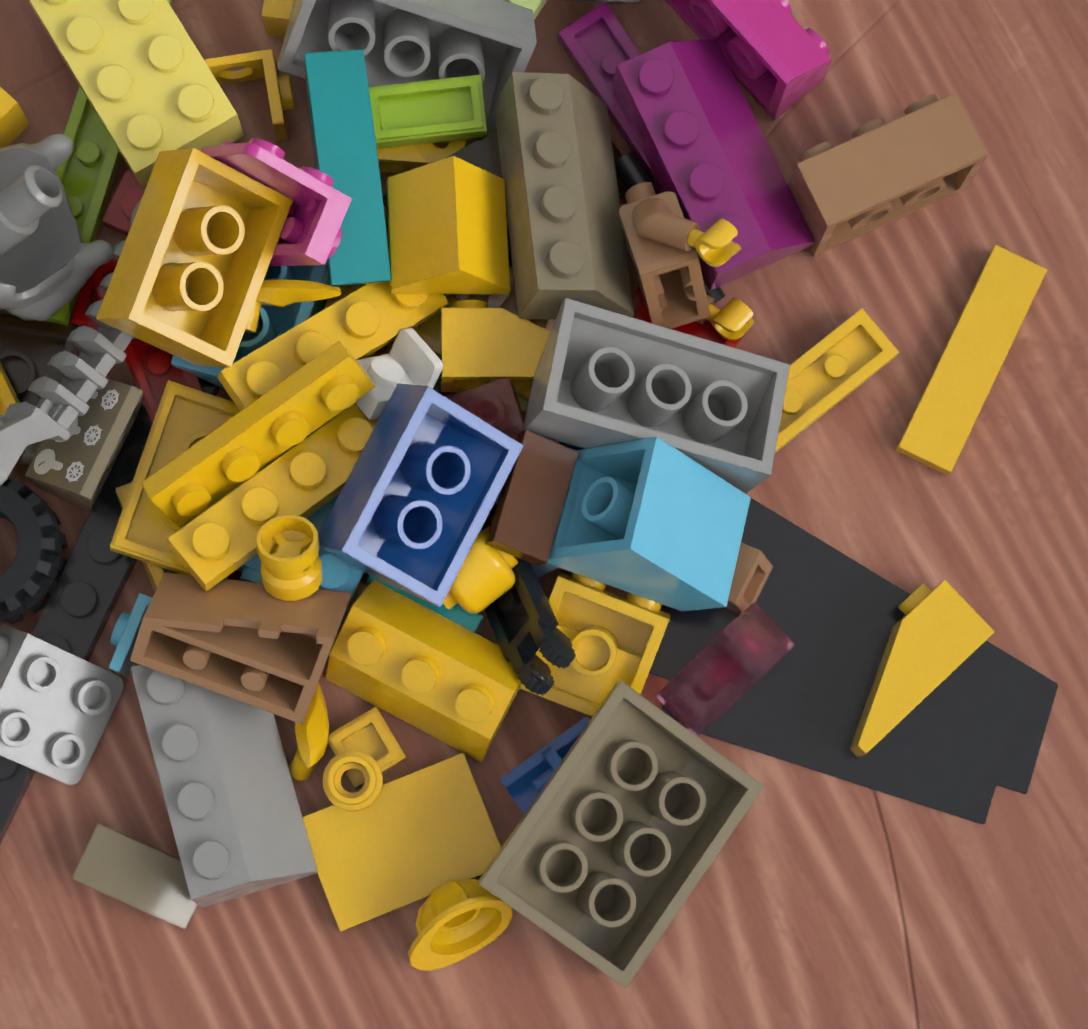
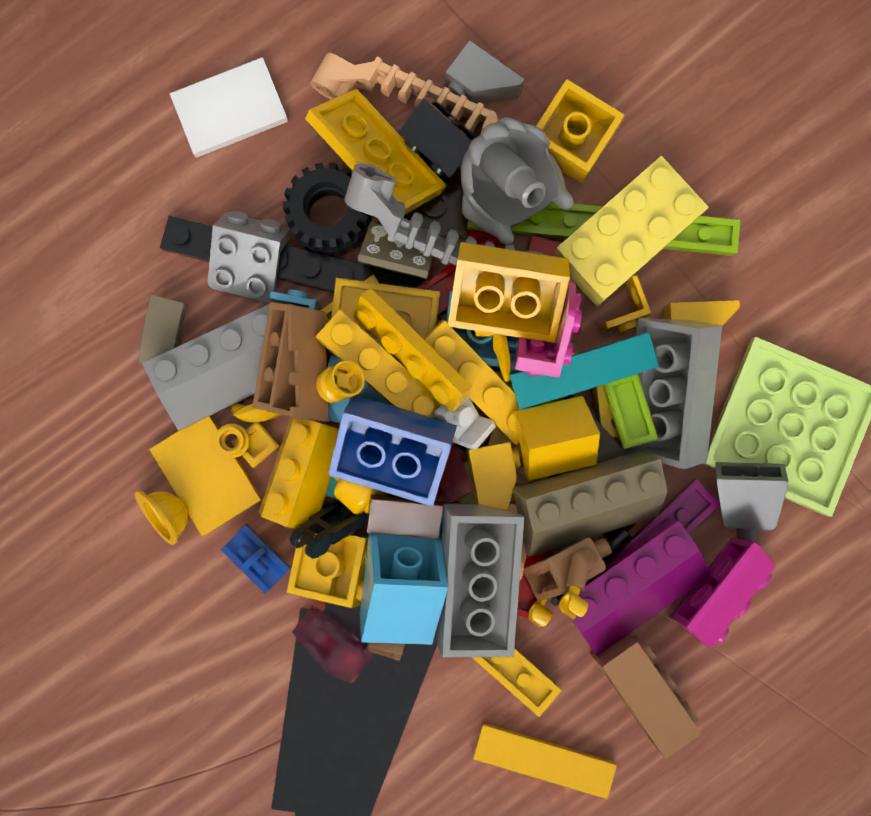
camera: 85 degrees right, 5 degrees up
(621, 834) = (219, 602): dark tan slope -> none
(919, 655) = (355, 756): yellow slope -> none

